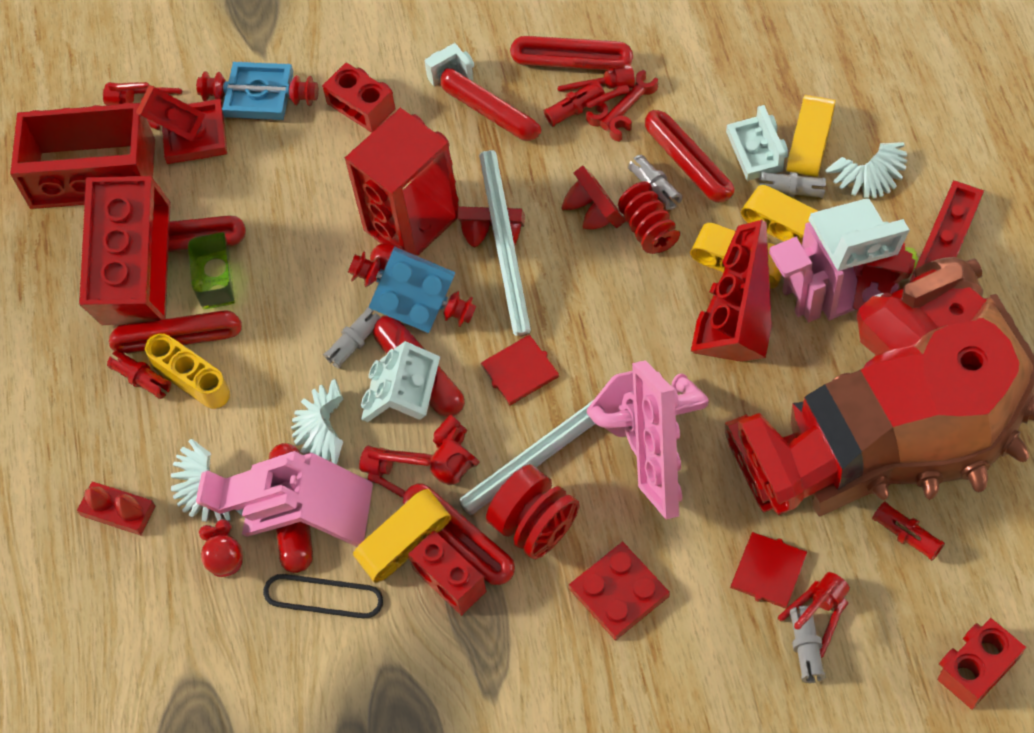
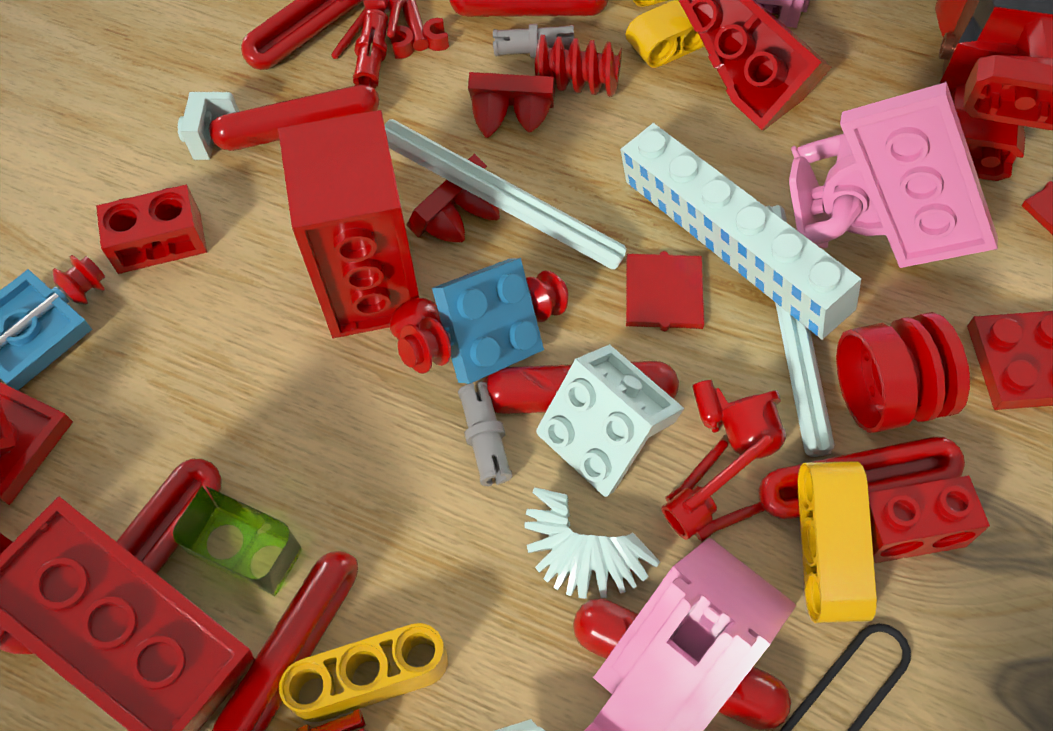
camera: 60 degrees left, 0 degrees up
(574, 375) = (741, 231): none -> light aqua brick

